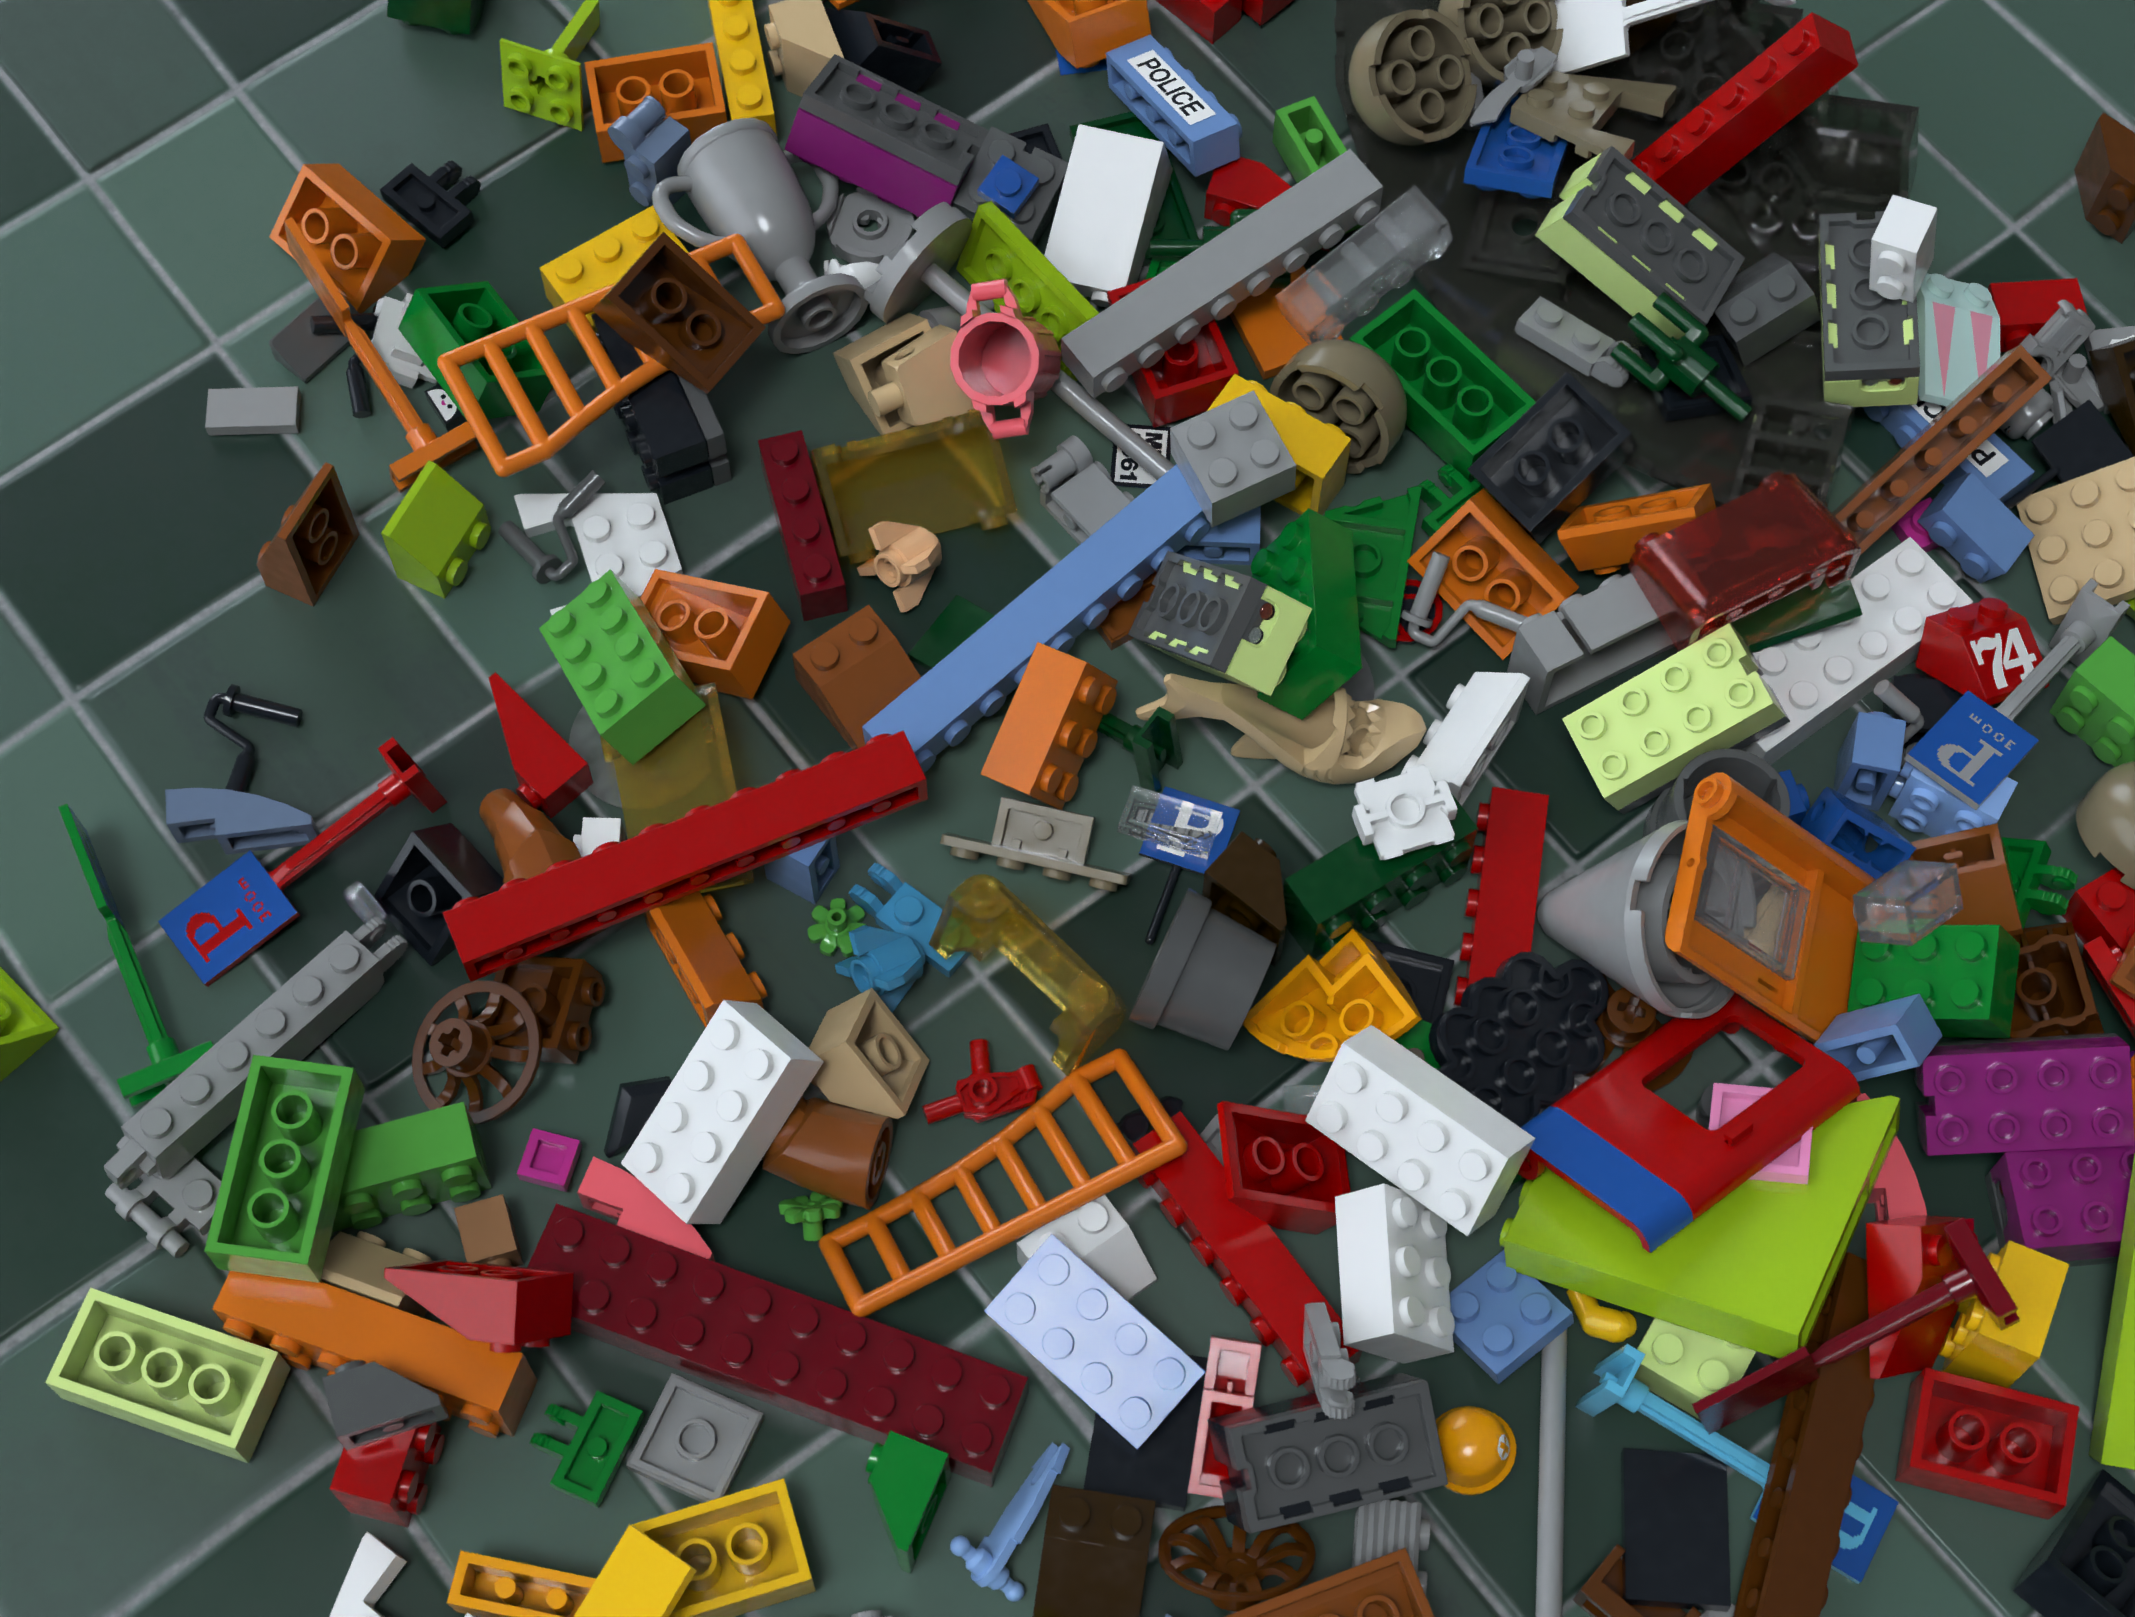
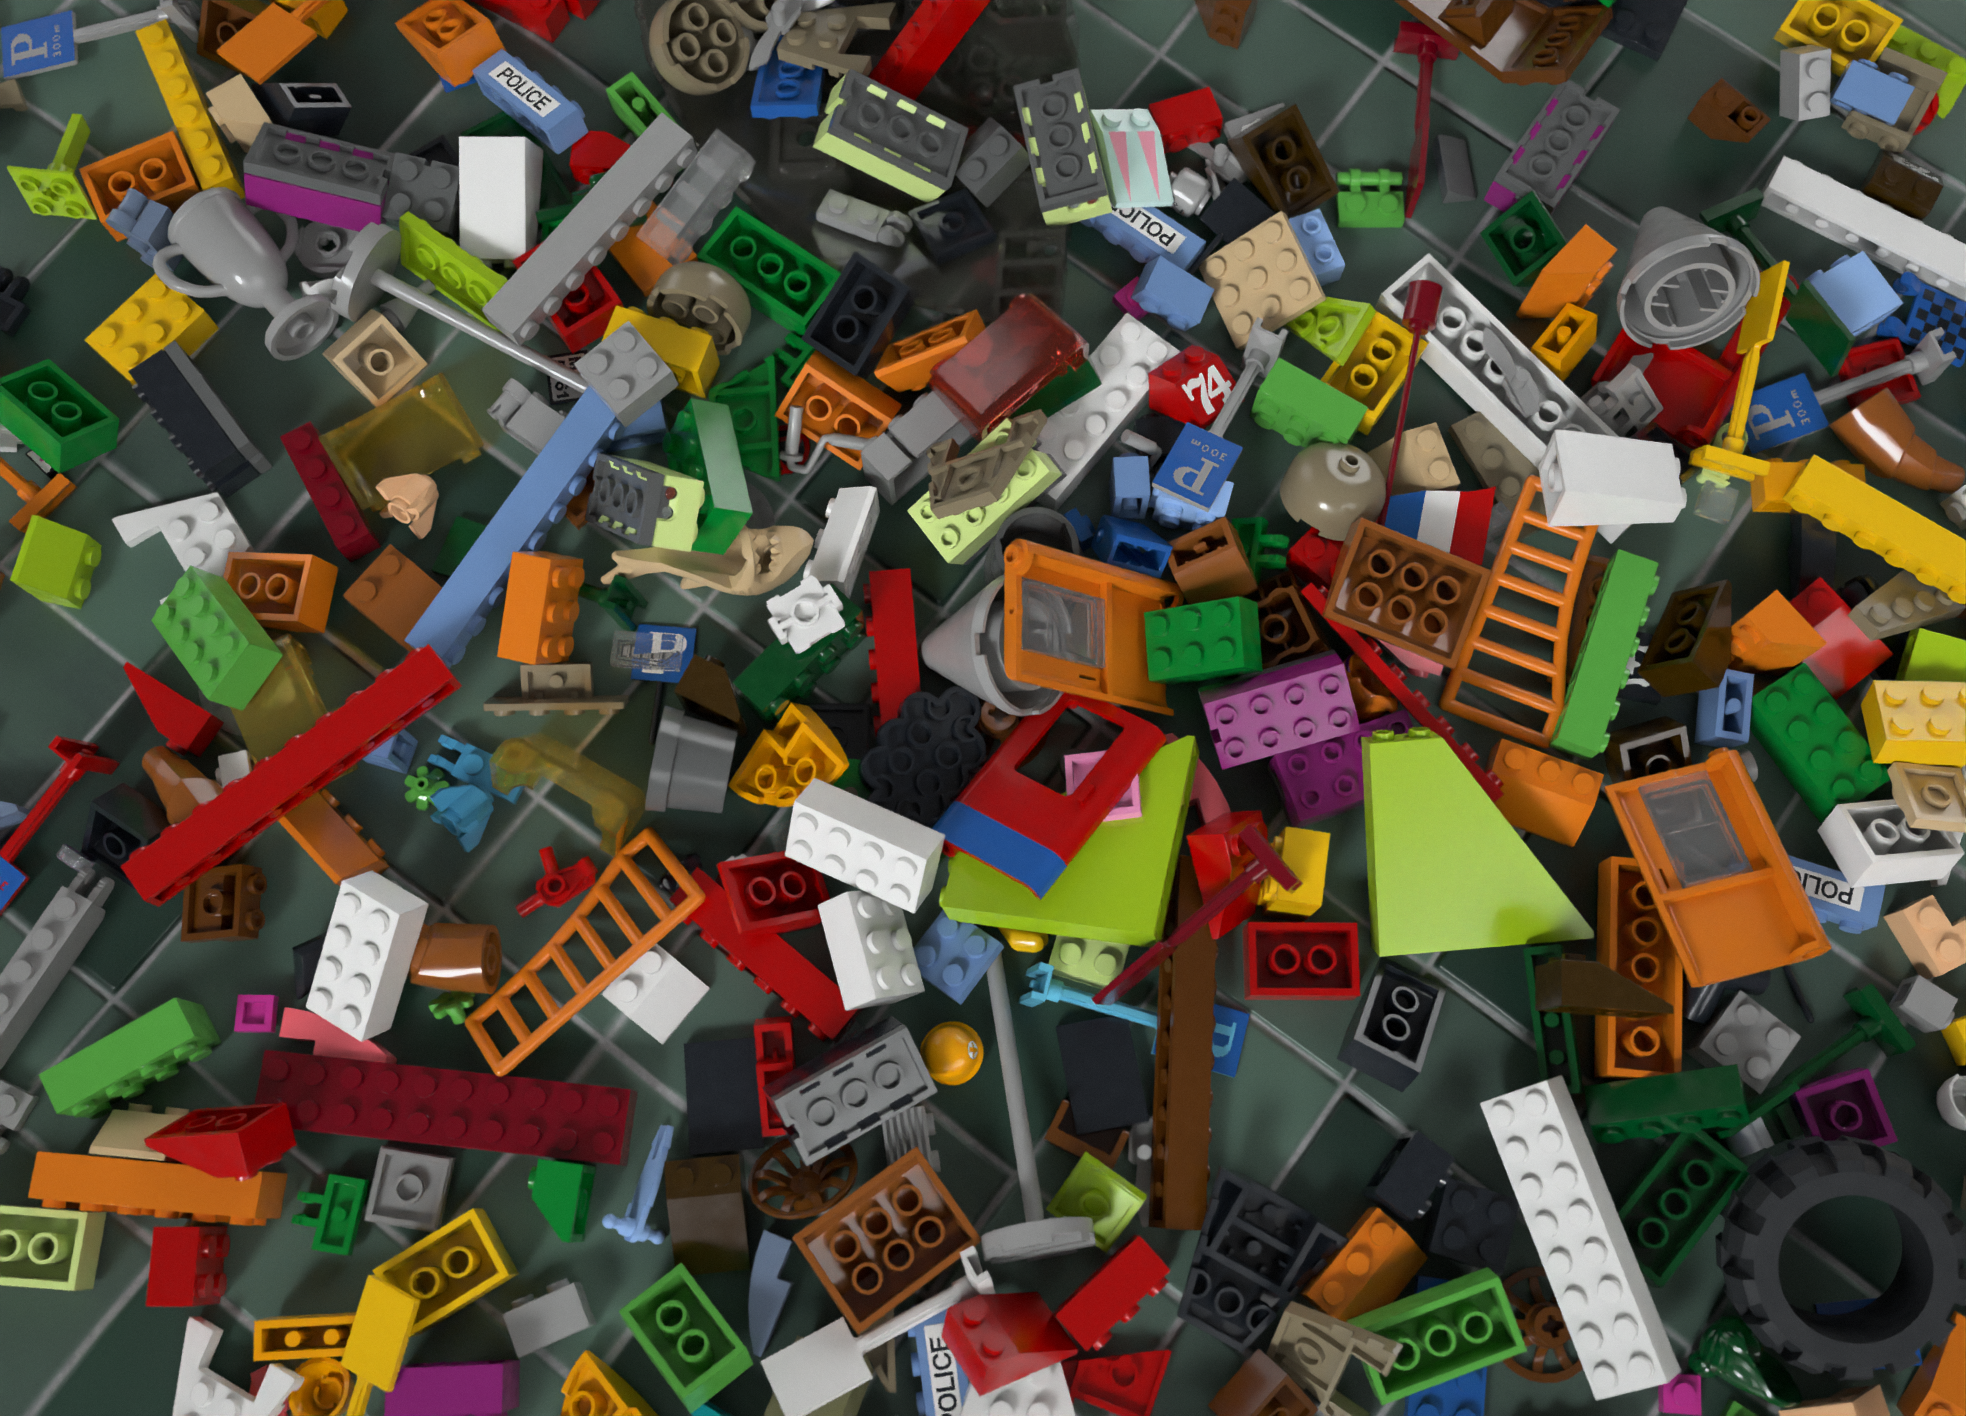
camera: 15 degrees left, 10 degrees up
(285, 1169) = (51, 1086): bright green brick -> none
(377, 1403) = (160, 1239): dark grey slope -> none
(467, 1046) = (175, 950): reddish brown wheel -> none
(489, 1232) = (225, 1081): medium nougat brick -> none
(550, 566) = (148, 568): dark grey piece -> none
(617, 388) = (159, 425): orange bar -> none
(679, 315) = (189, 360): reddish brown slope -> none
(867, 1057) = (465, 884): tan slope -> none
(921, 381) = (394, 360): tan torso -> none
(1003, 359) = (442, 335): coral container -> none
(1008, 186) = (418, 197): blue plate -> none
(1094, 1341) = (671, 1050): plate -> none
(1328, 1363) = (835, 1032): light grey hinge -> none
(1679, 359) = (937, 217): dark green plant -> none
(1681, 686) = (981, 476): none -> dark tan wing
(1882, 1037) = (1173, 695): medium blue brick -> none
(1902, 248) = (1074, 103): white brick -> none
(1907, 902) = (1173, 592): clear brick -> none
(1941, 446) = (1131, 246): dark orange brick -> none
(2059, 336) = (1201, 139): light grey piece -> none

